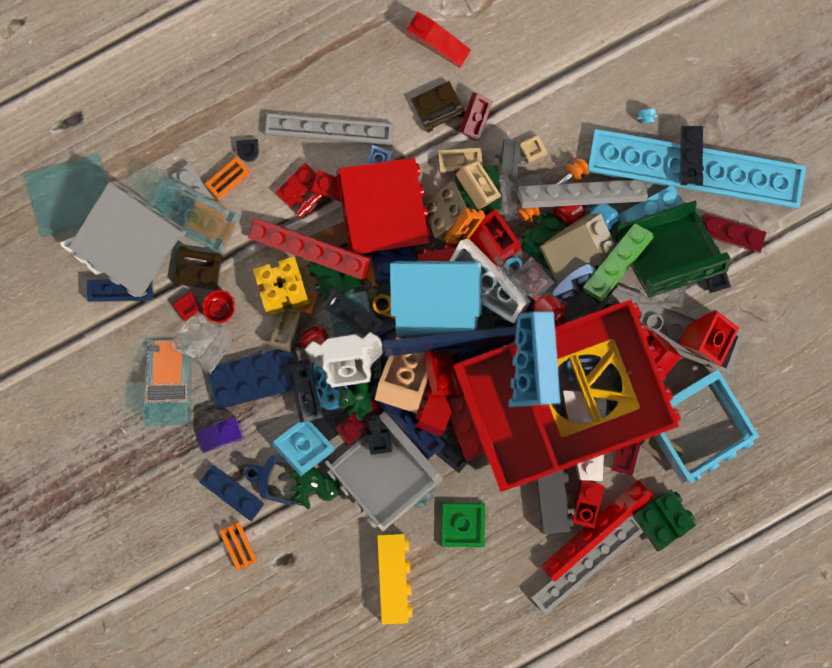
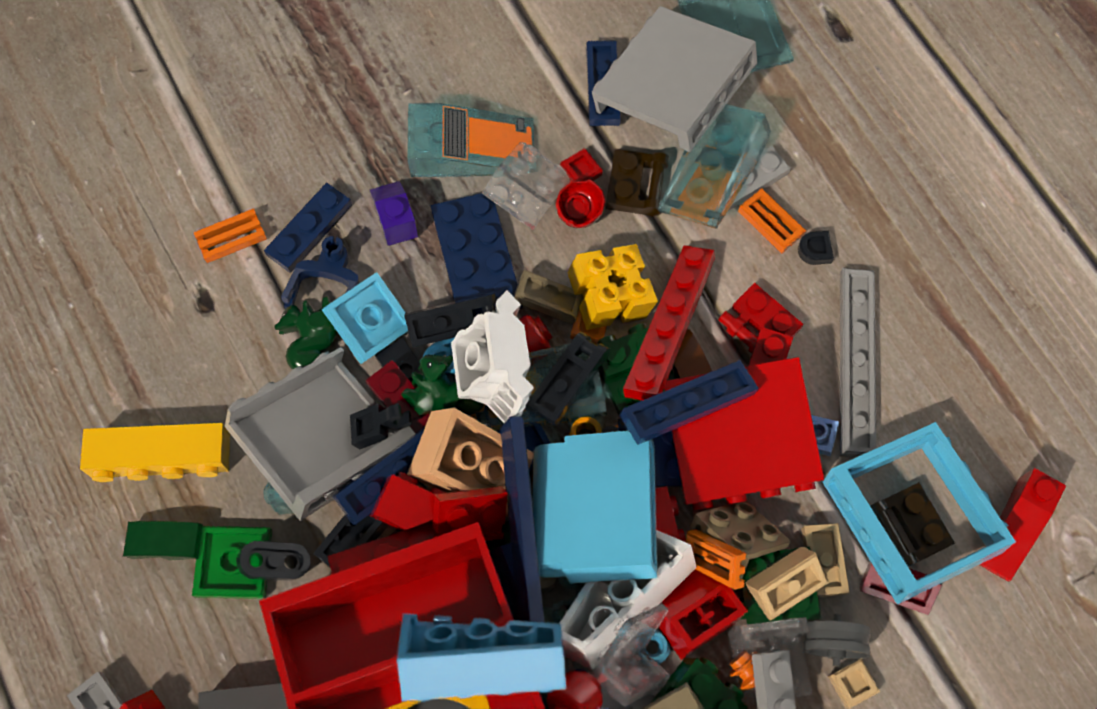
camera: 90 degrees right, 15 degrees down
(373, 237) = (688, 402): none -> dark blue plate
(448, 132) = (872, 535): none -> medium azure window
(450, 568) = (162, 540): none -> dark green slope
(464, 498) = (272, 560): none -> black plate

